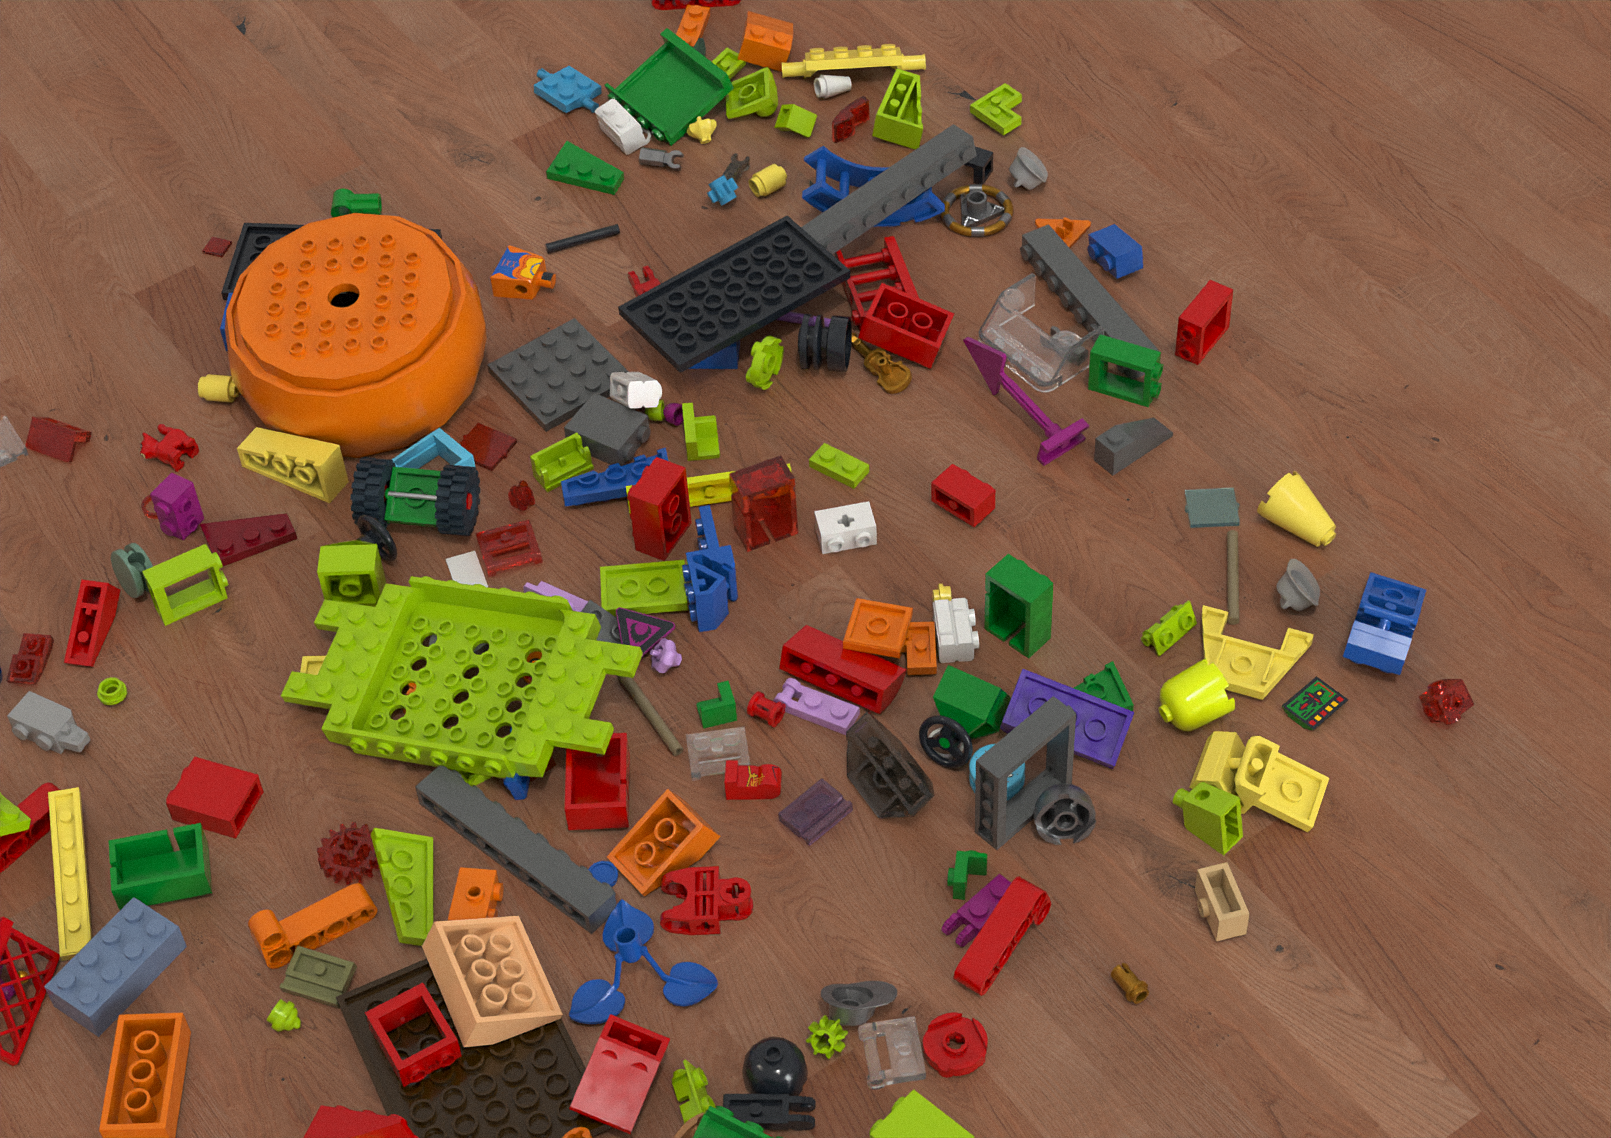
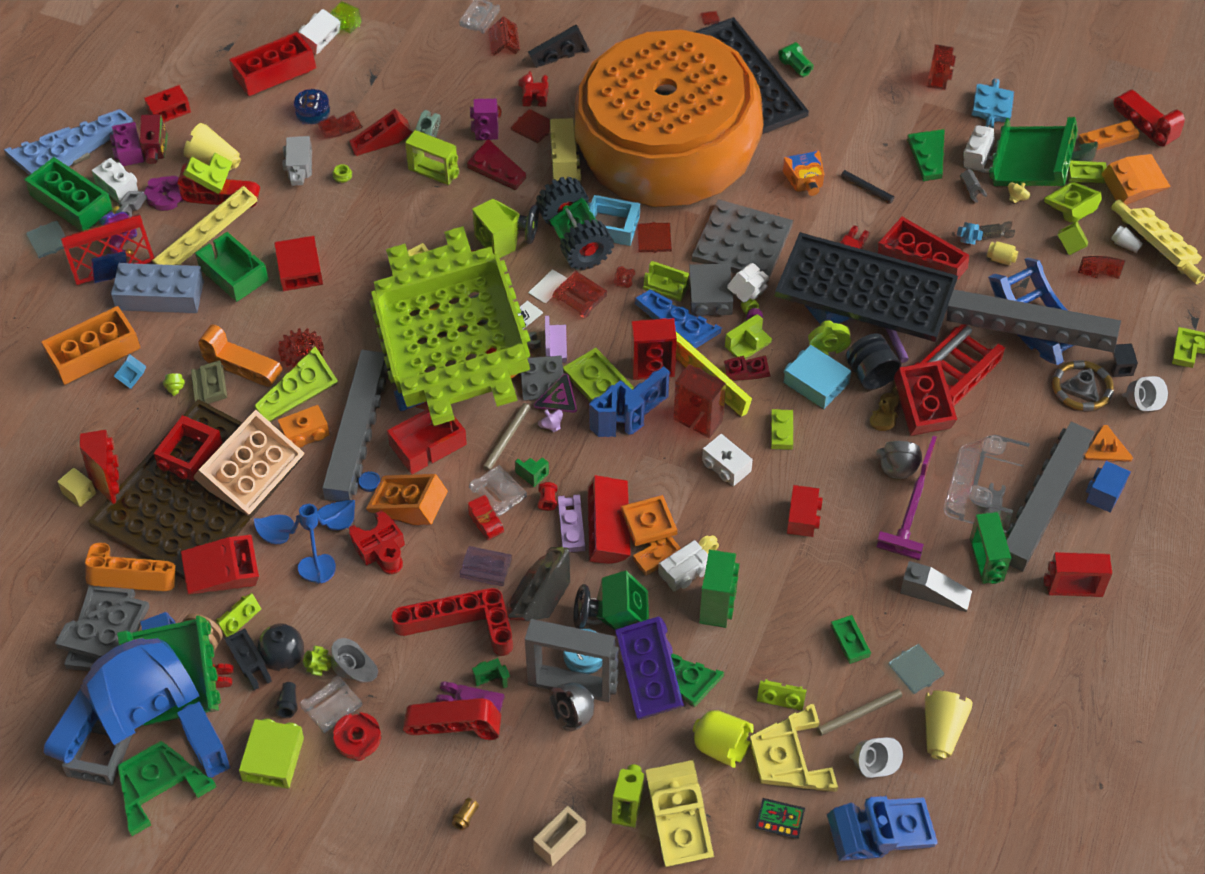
camera: 55 degrees right, 5 degrees up
(35, 1003) = (106, 266): none -> clear blue piece
(129, 391) = (561, 45): none -> black wing
(217, 476) = (532, 126): none -> clear red piece
(222, 1057) = (130, 371): none -> dark azure panel
(489, 97) = (940, 67): none -> clear red brick
(707, 233) = (918, 246): none -> red wedge
(737, 452) = (749, 369): none -> dark red slope
(798, 401) = (817, 376): none -> medium azure brick
(856, 276) = (951, 345): none -> dark grey bar
(858, 1096) = (286, 702): none -> black cone
(871, 840) = (459, 615): none -> red beam
(901, 111) = (1133, 289): lime wedge -> none
(960, 386) = (900, 458): none -> flat silver piece
(1144, 538) = (850, 639): none -> green plate

